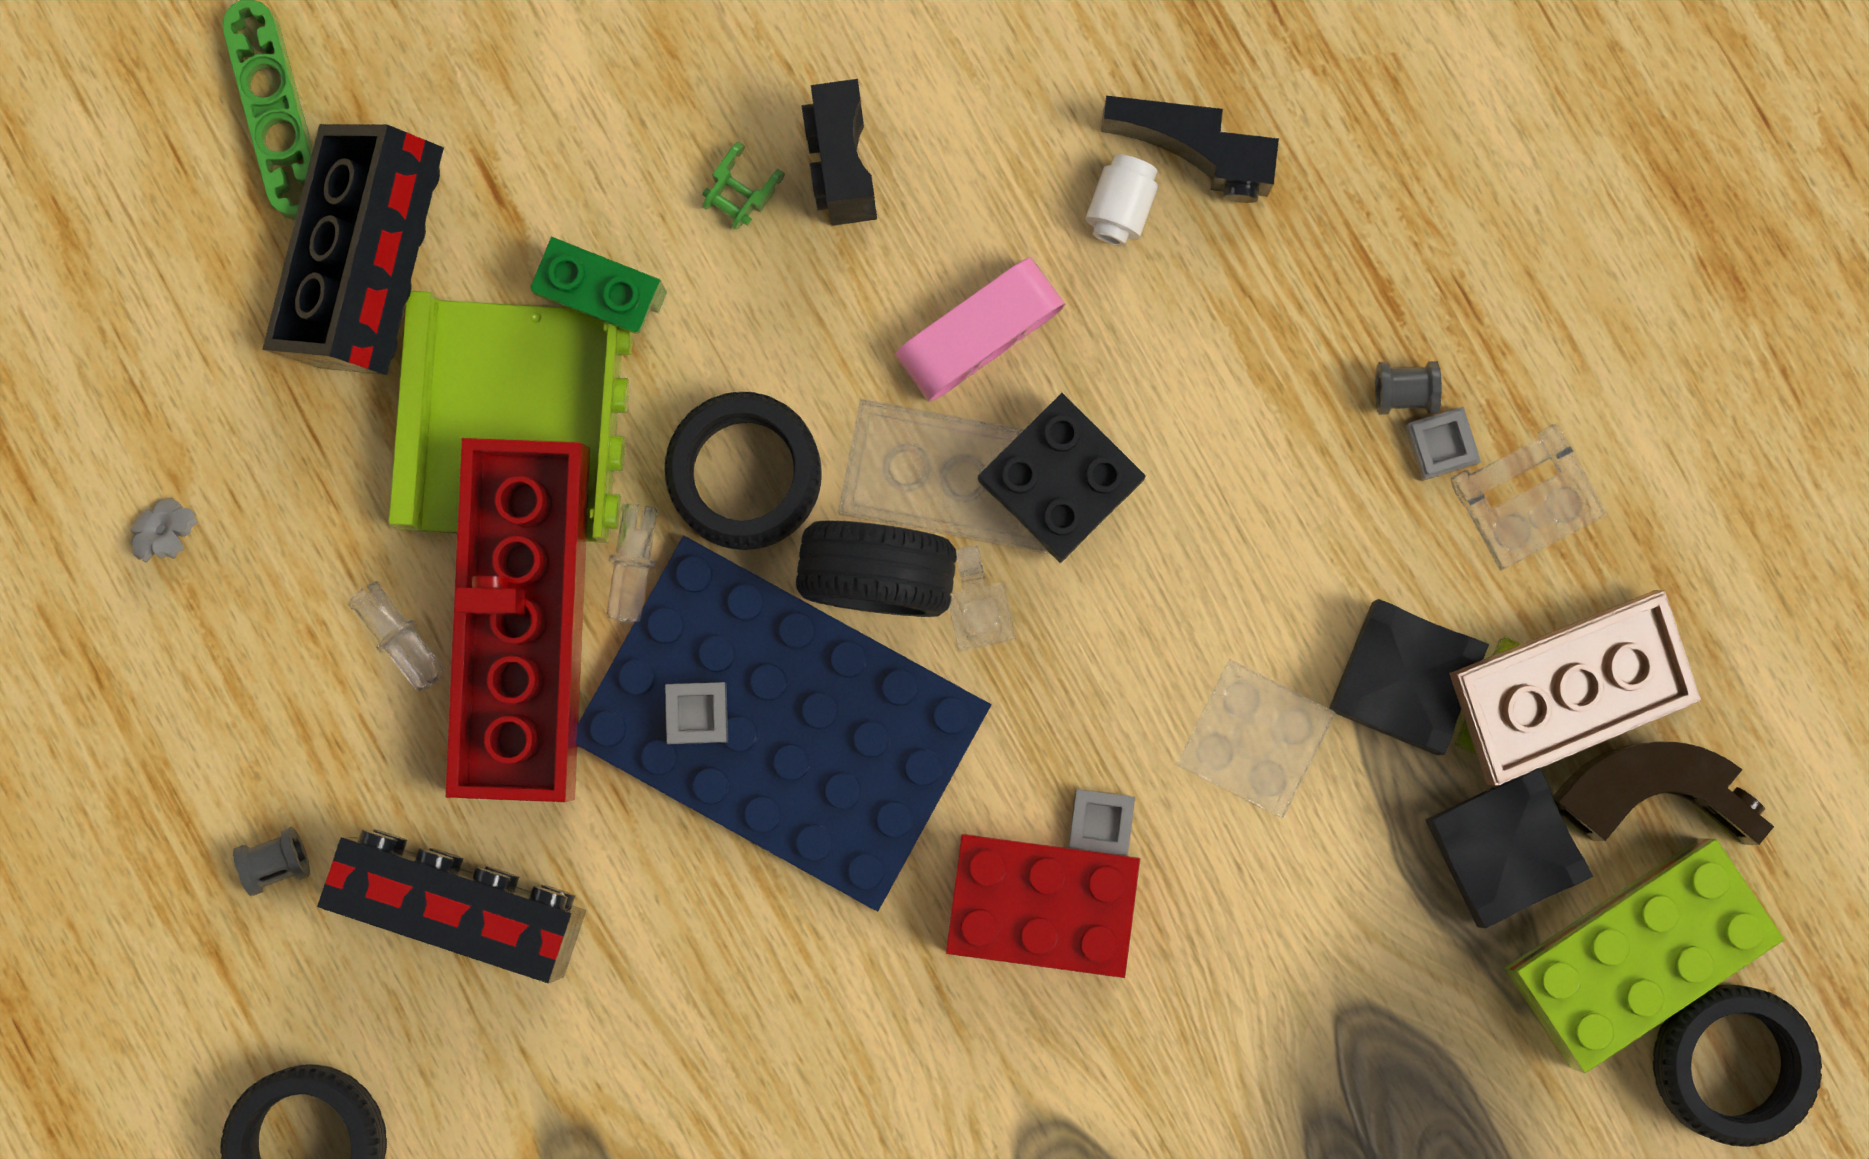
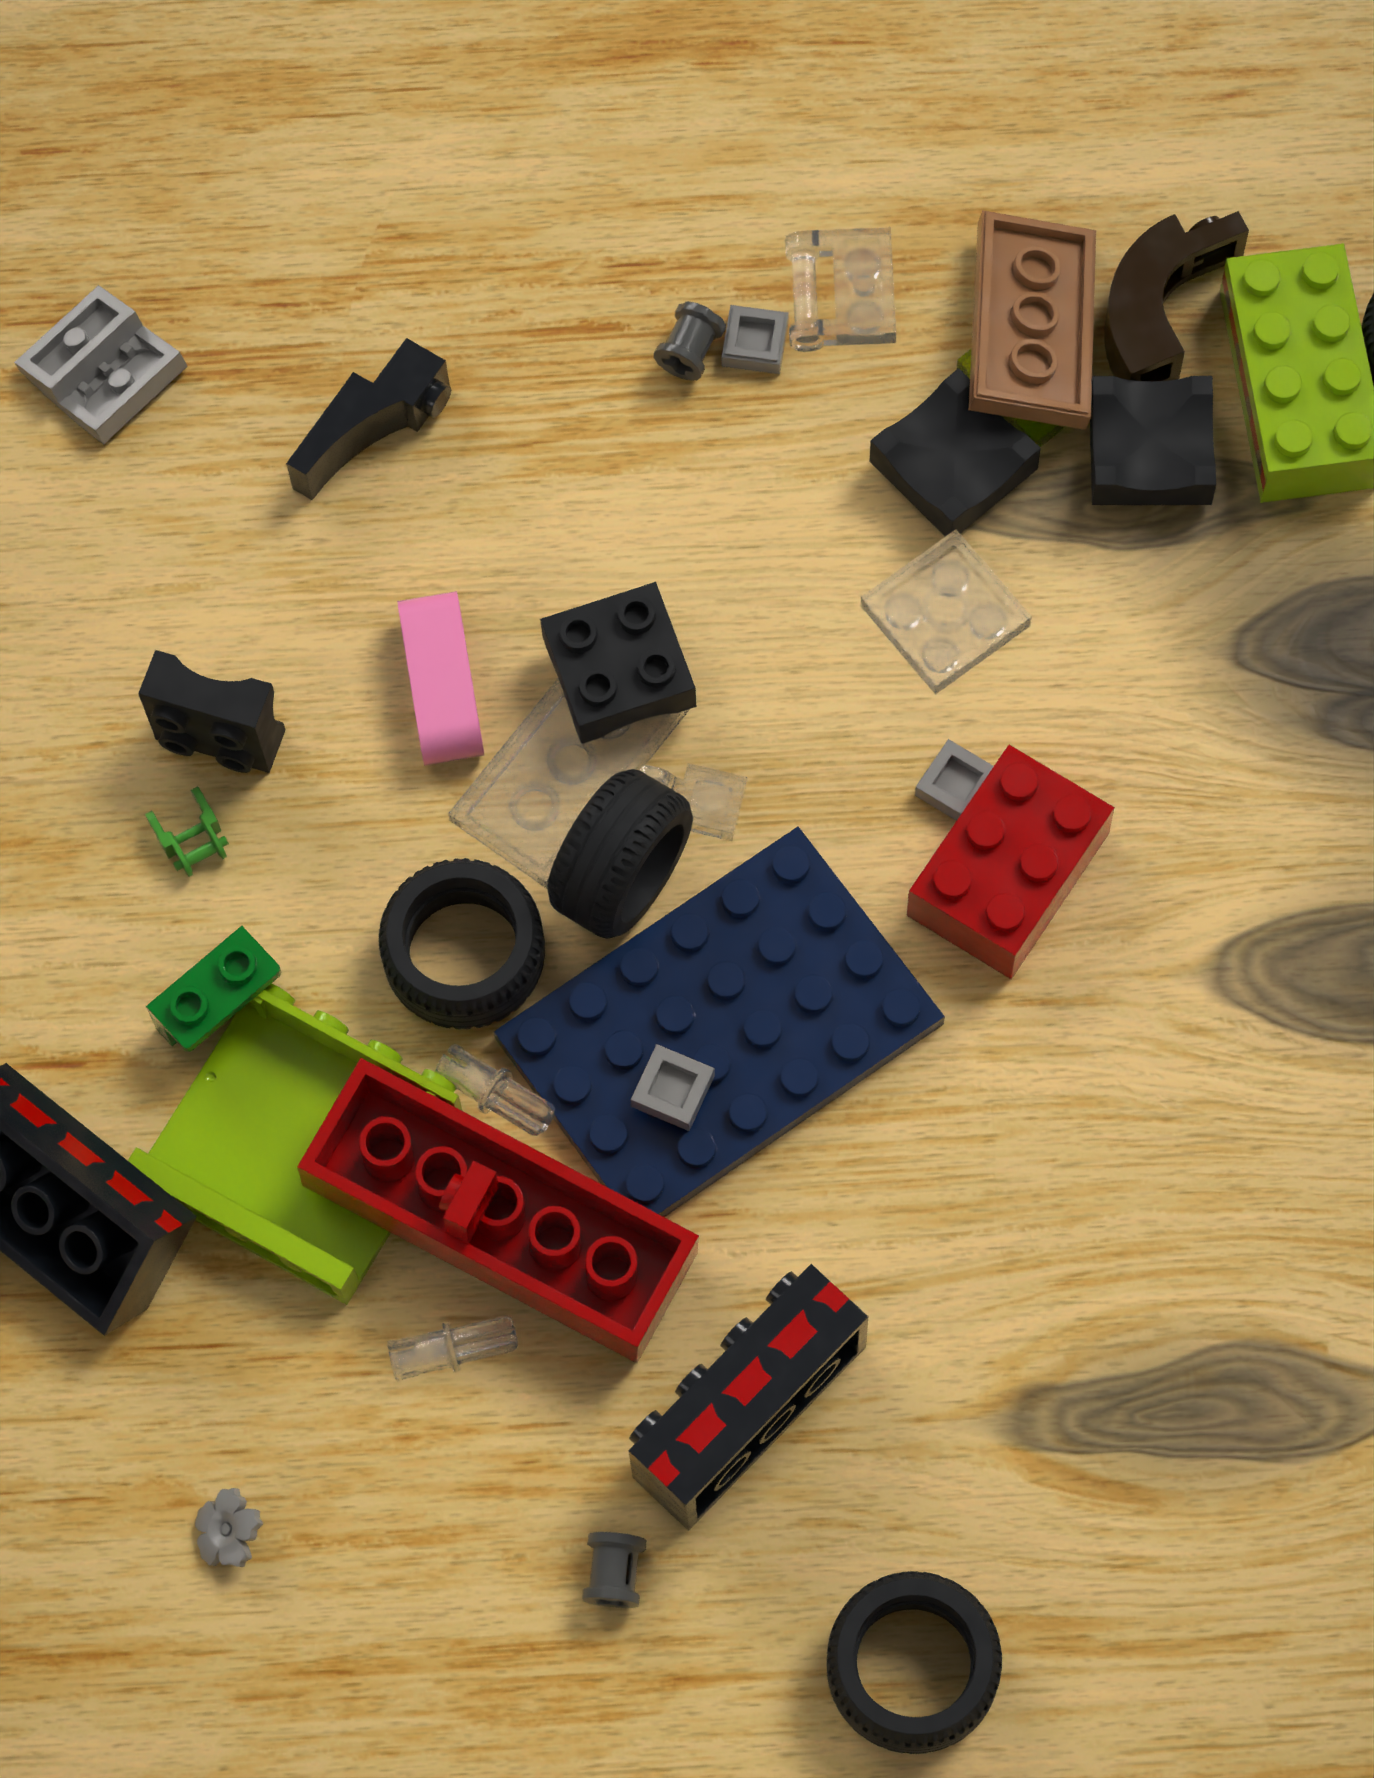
camera: 65 degrees left, 15 degrees down
(1122, 200) = (387, 501): white brick -> none

